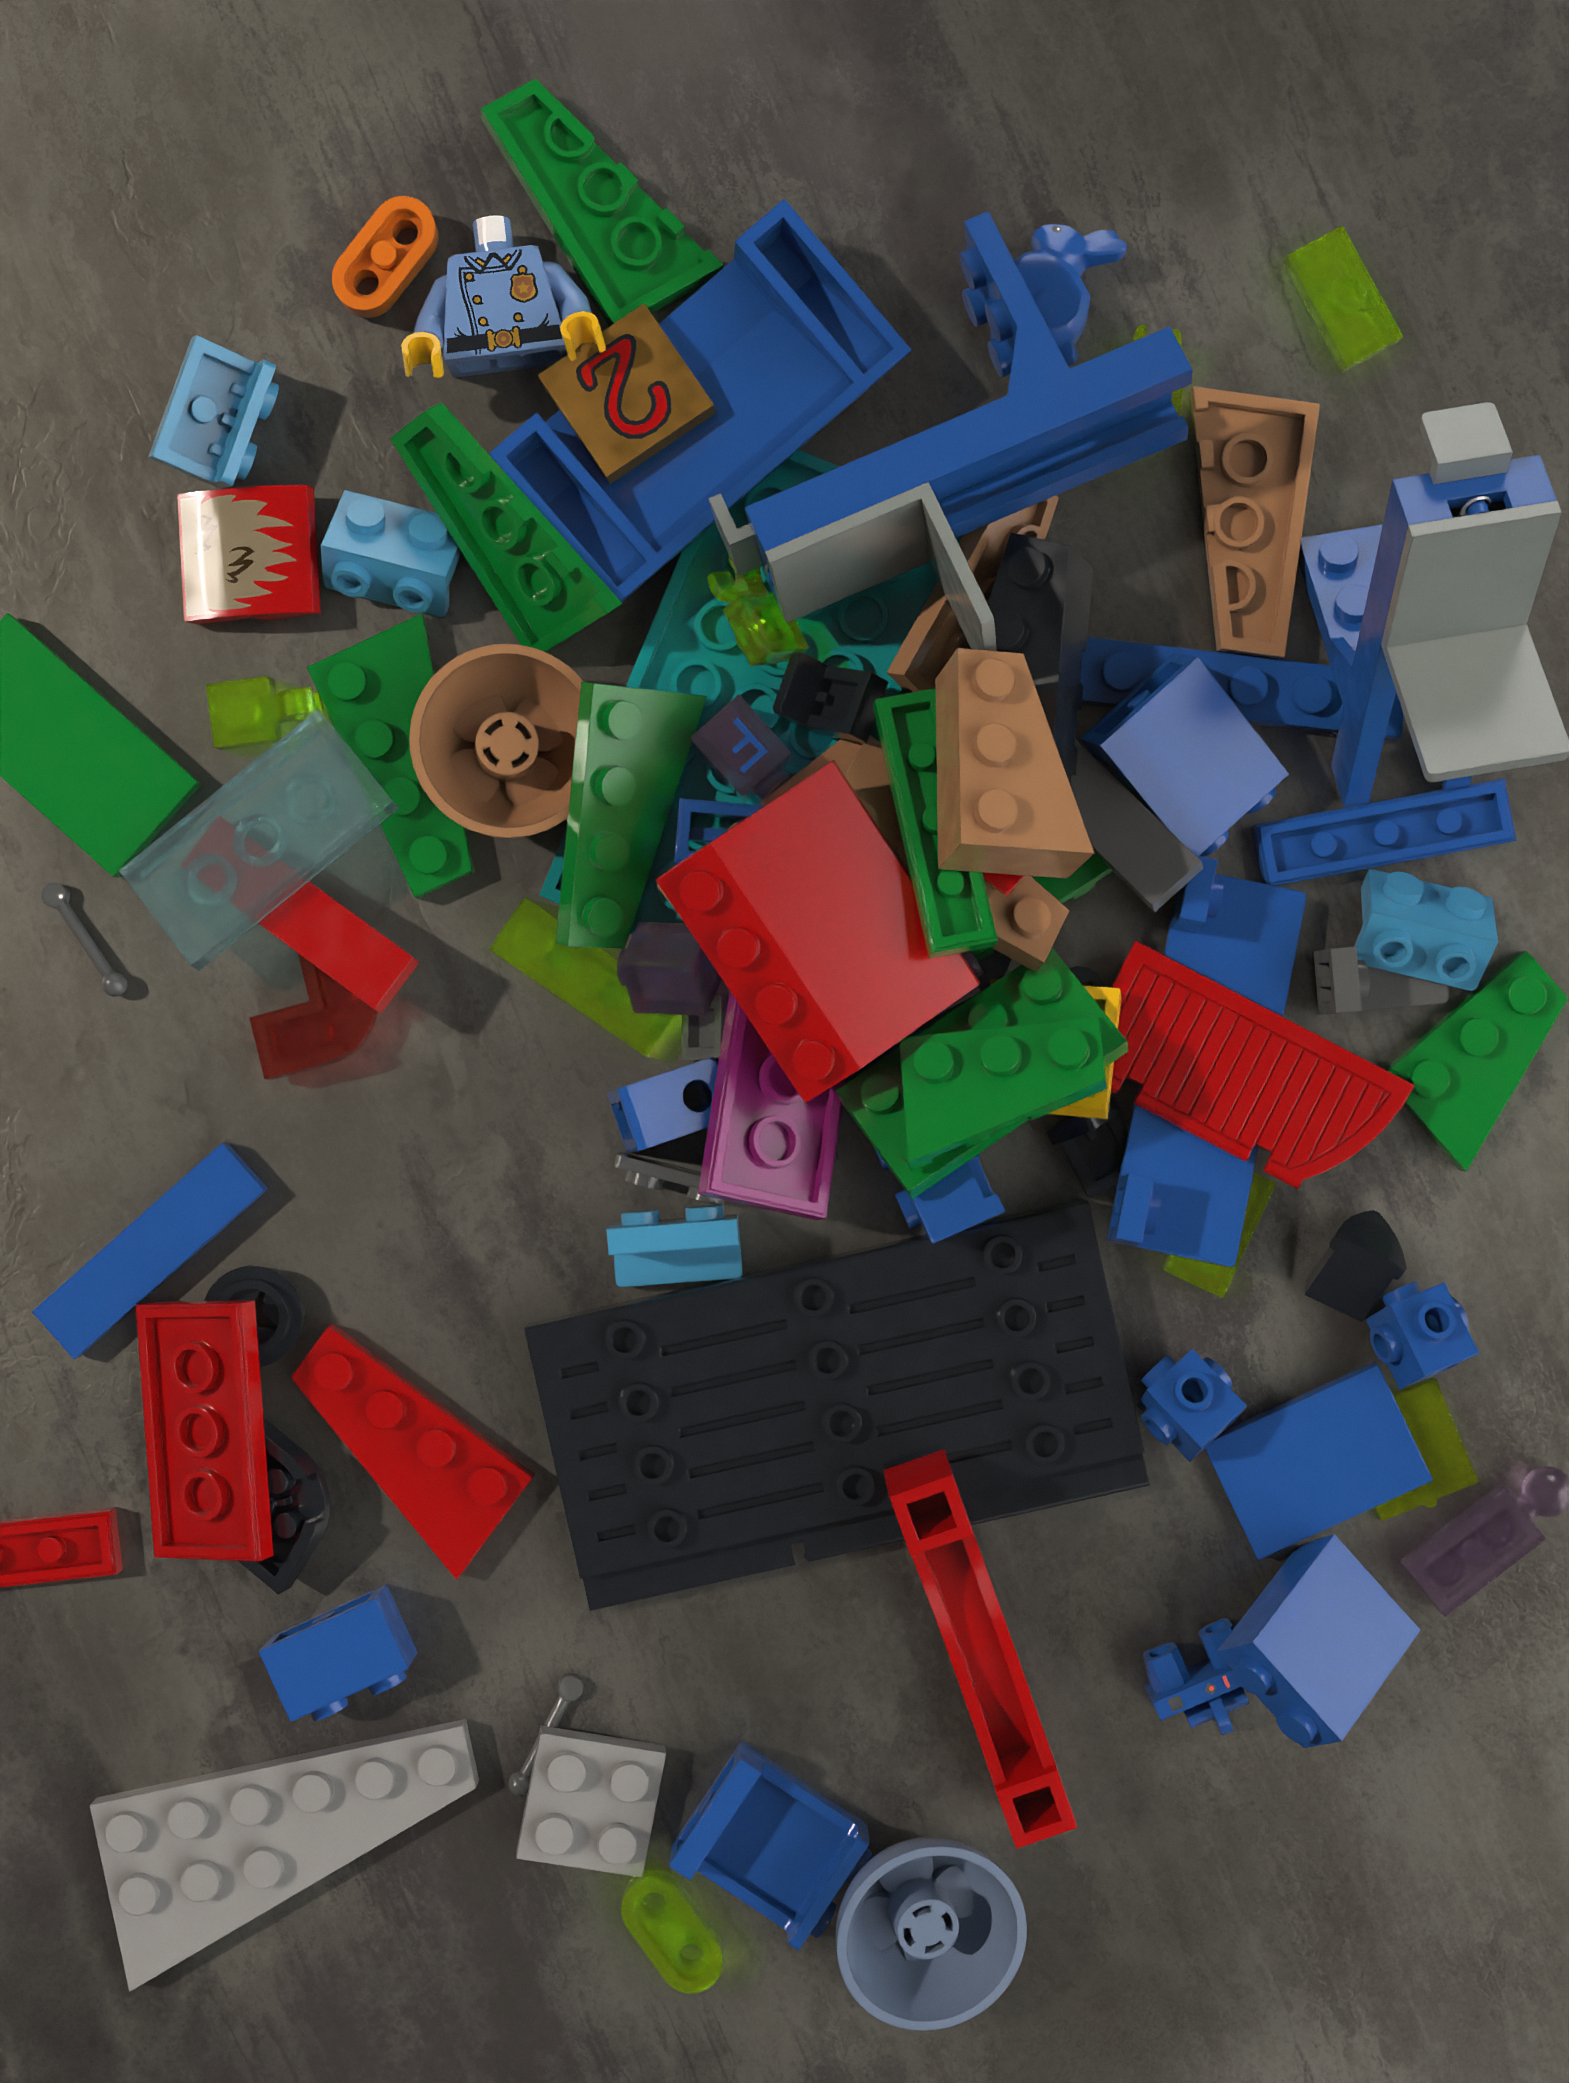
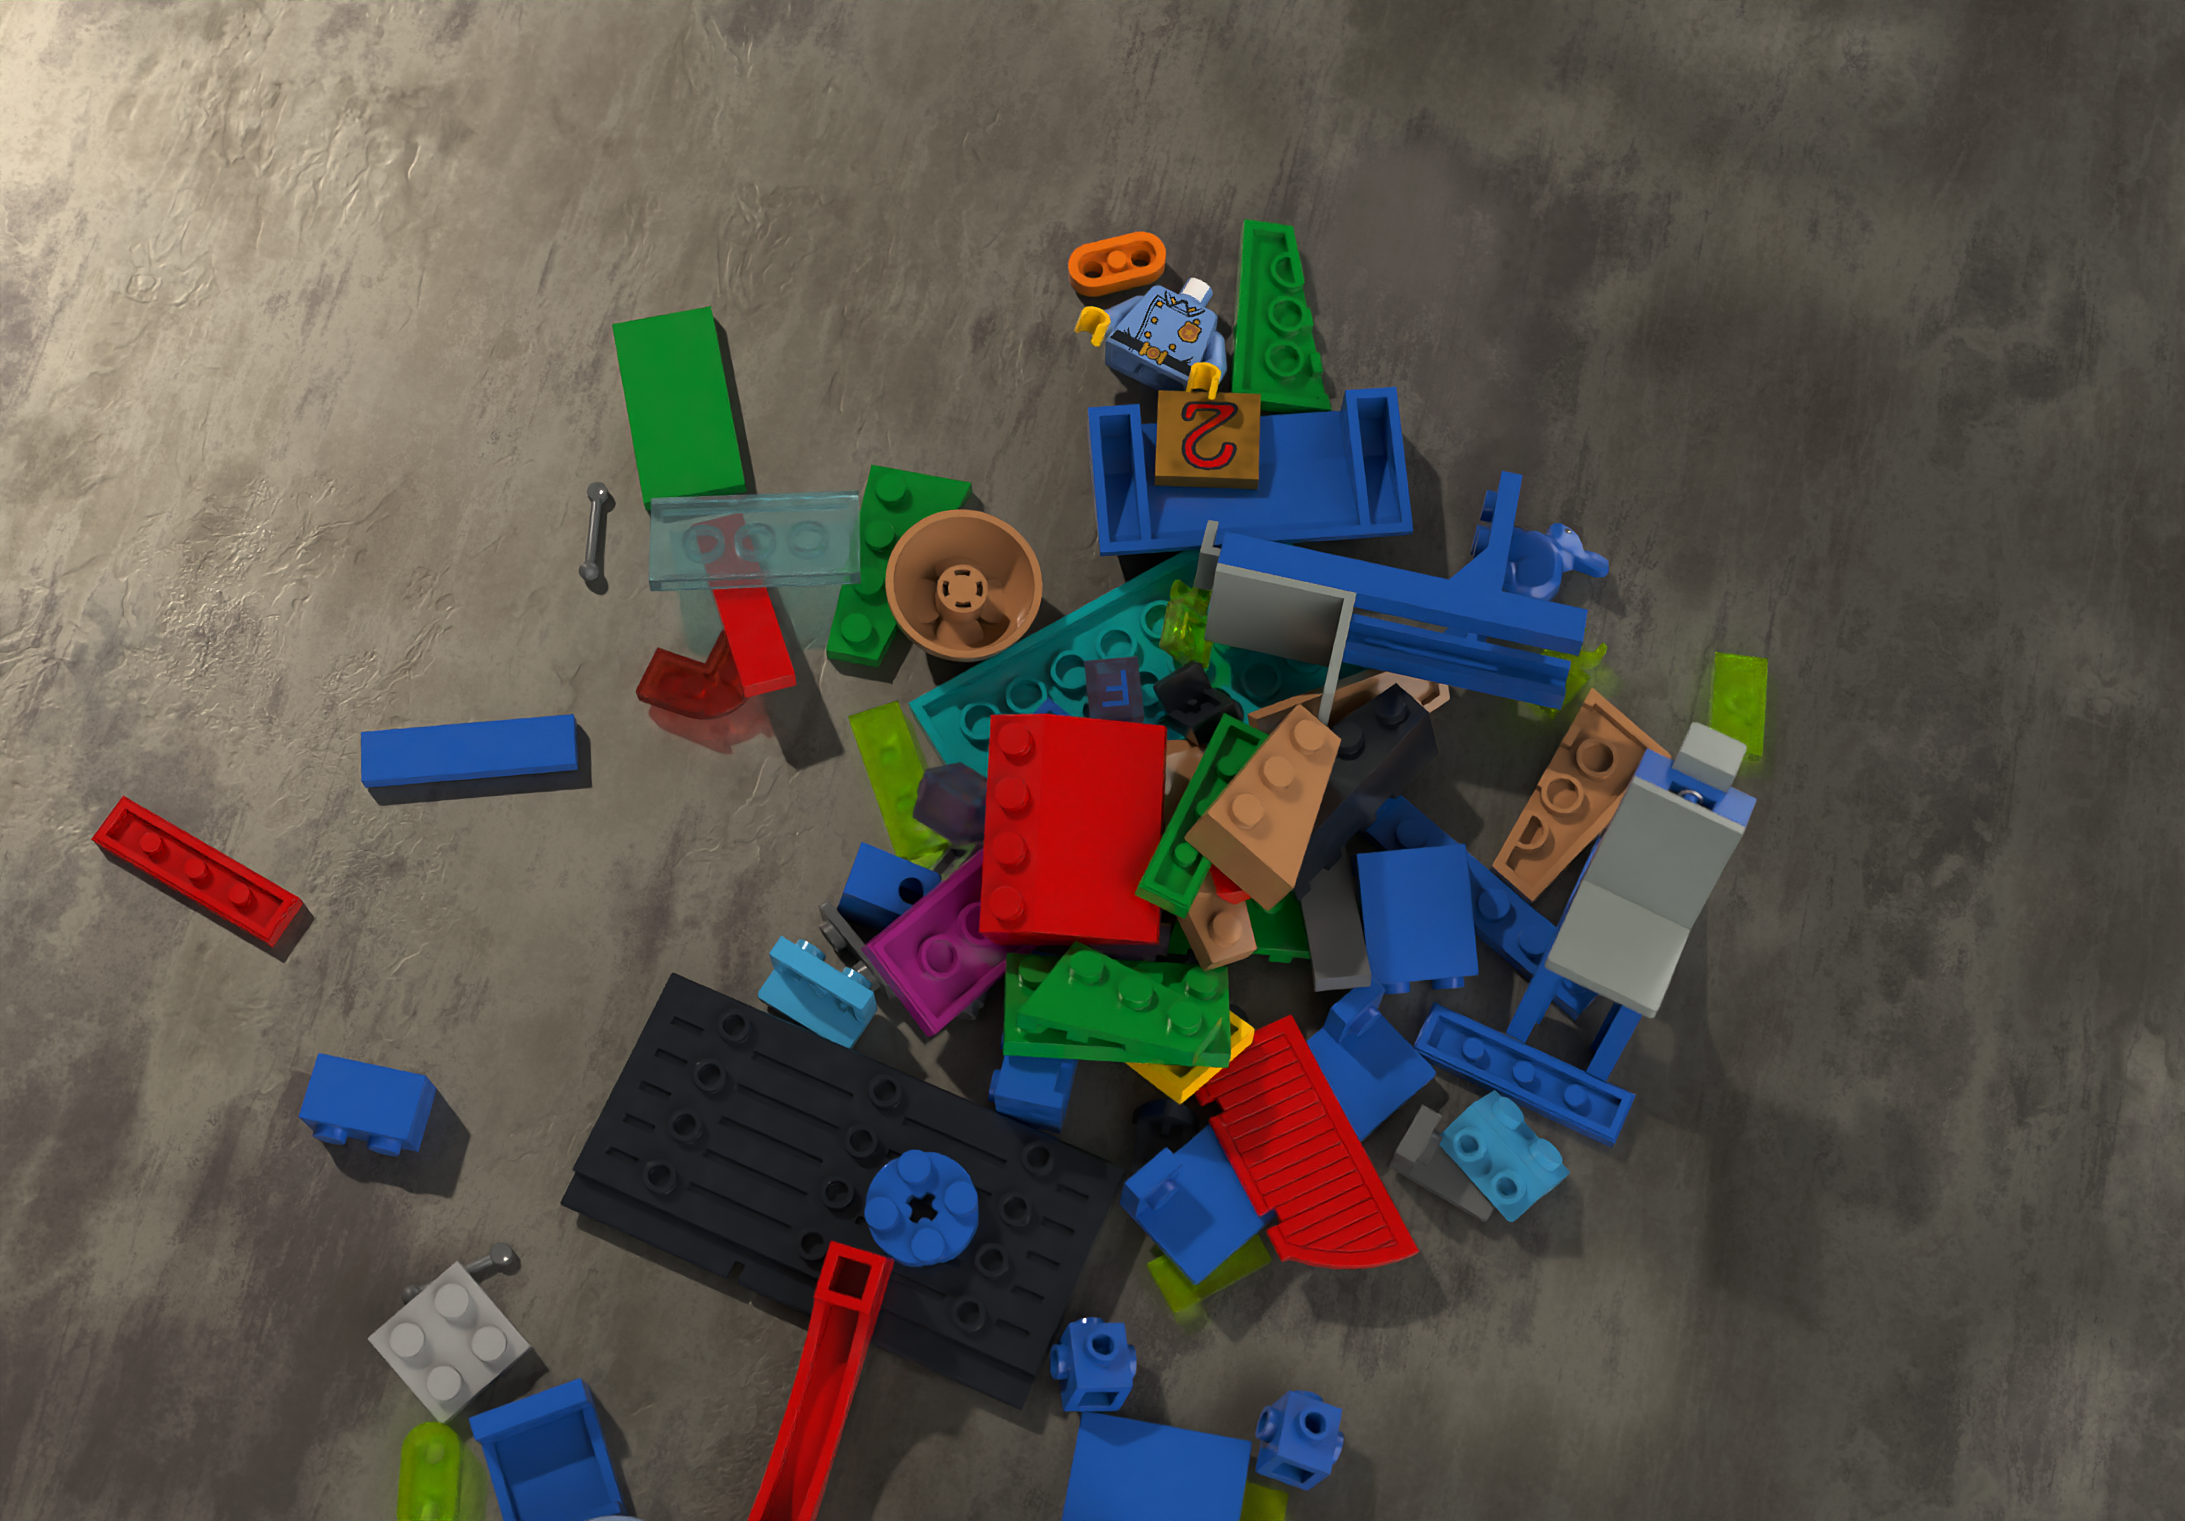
camera: 35 degrees right, 20 degrees down
(204, 1430) = (406, 886): red tile -> none
(214, 414) = (933, 278): dark azure bracket -> none
(235, 1842) = (187, 1189): light grey wing -> none
(249, 553) = (890, 375): slope -> none
(251, 710) = (817, 467): clear neon green plate -> none
(280, 1301) = (476, 835): black gear -> none
(297, 1510) = (422, 979): black plate -> none
(389, 554) = (981, 436): dark azure bracket -> none
(419, 1452) = (534, 1017): red wing -> none
(508, 542) = (1061, 478): green wing -> none
(621, 794) = (1010, 671): green wing -> none
(960, 1409) = (927, 1241): none -> blue plate
(1357, 1265) = (1287, 1358): black tile -> none
(1478, 1056) = (1481, 1276): green wing -> none

